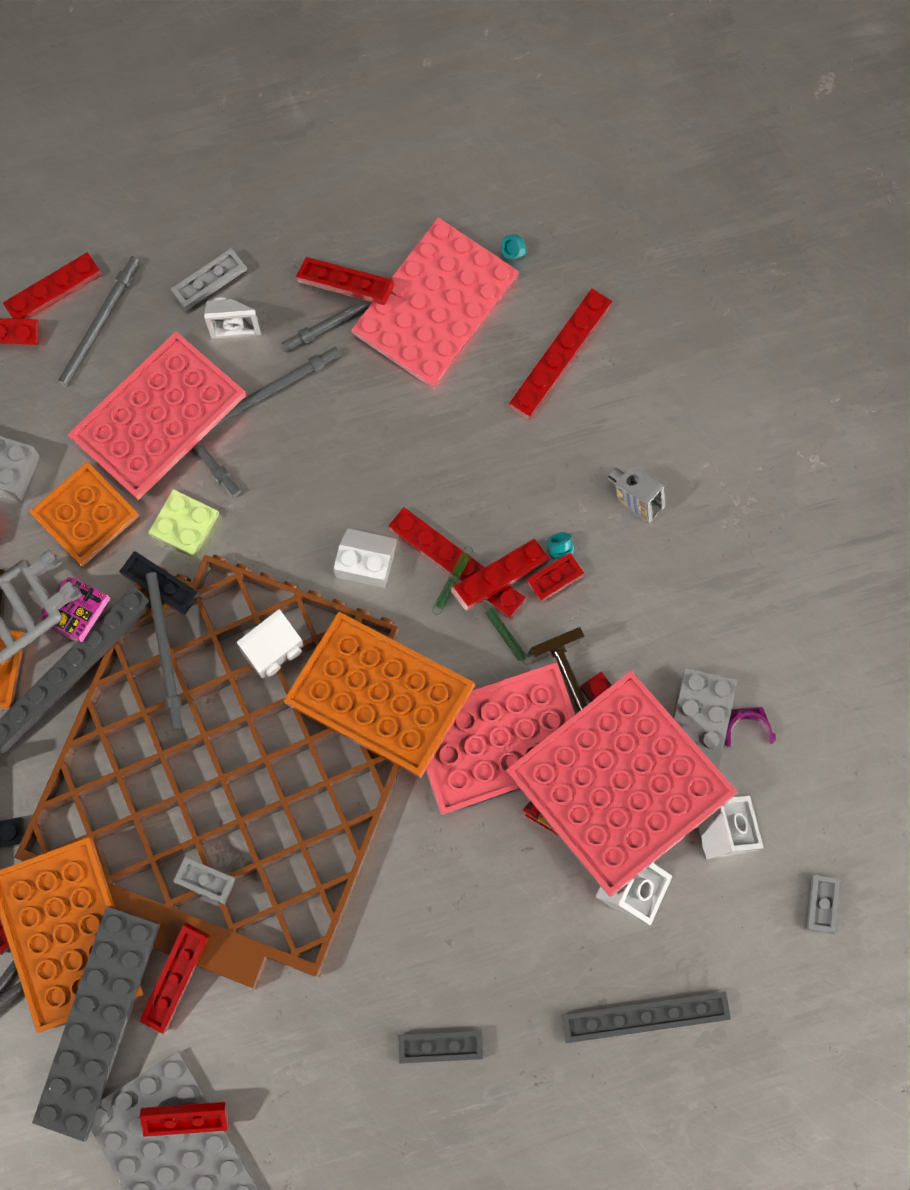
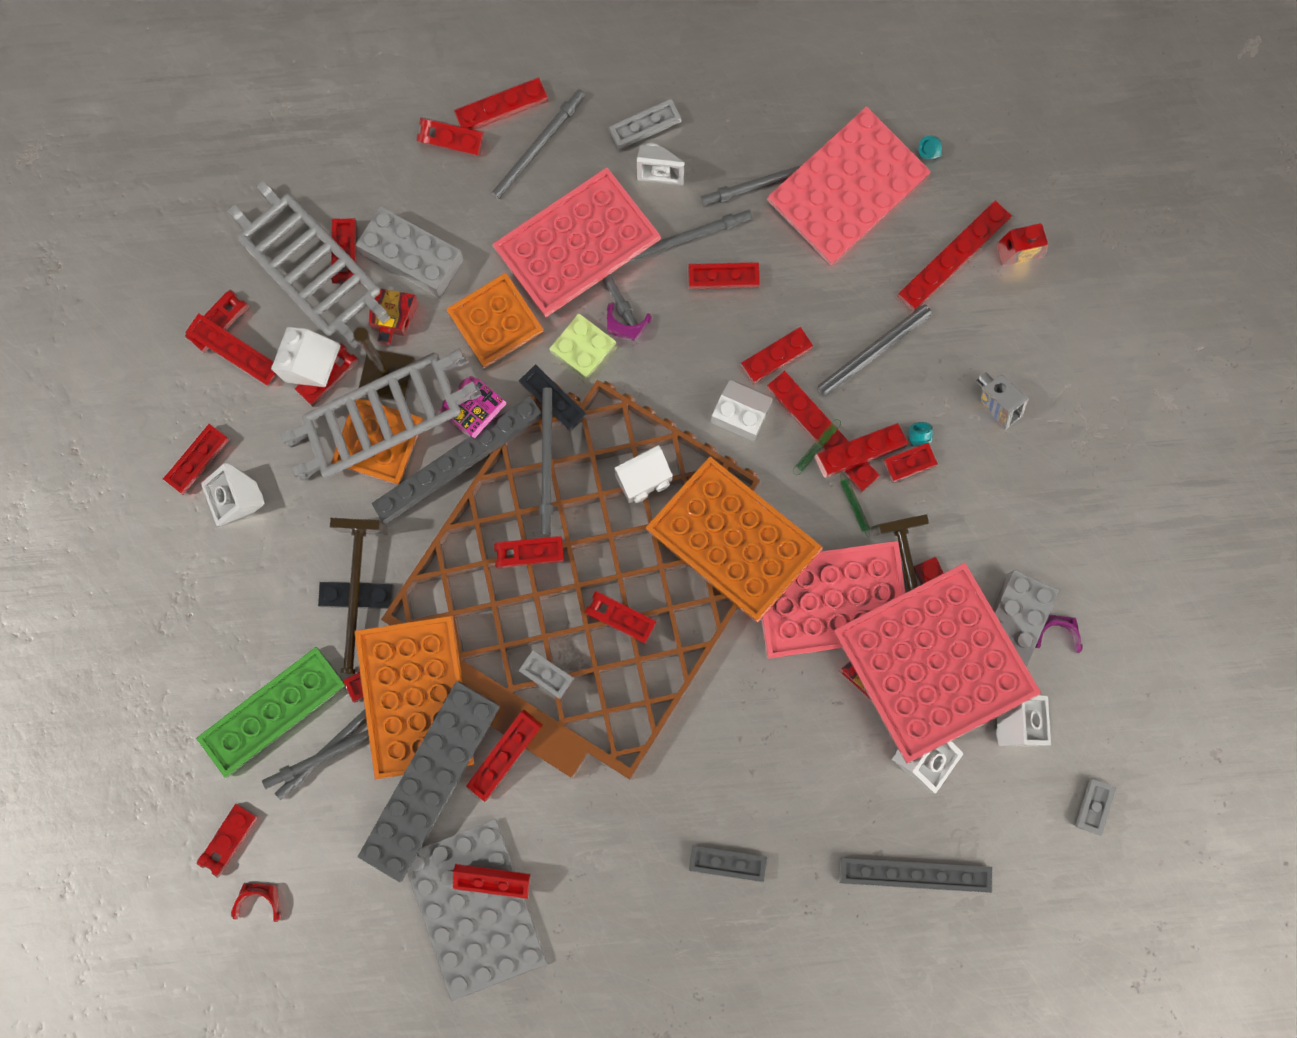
camera: 10 degrees right, 5 degrees up
(163, 751) = (529, 552): none -> red plate
(228, 498) = (625, 331): none -> magenta helmet
(275, 802) = (621, 617): none -> red plate
(320, 420) = (724, 275): none -> red plate
(345, 280) = (770, 150): red plate -> none
(392, 492) = (776, 355): none -> red plate
(495, 467) = (874, 350): none -> dark grey axle
(632, 327) = (1026, 244): none -> red torso

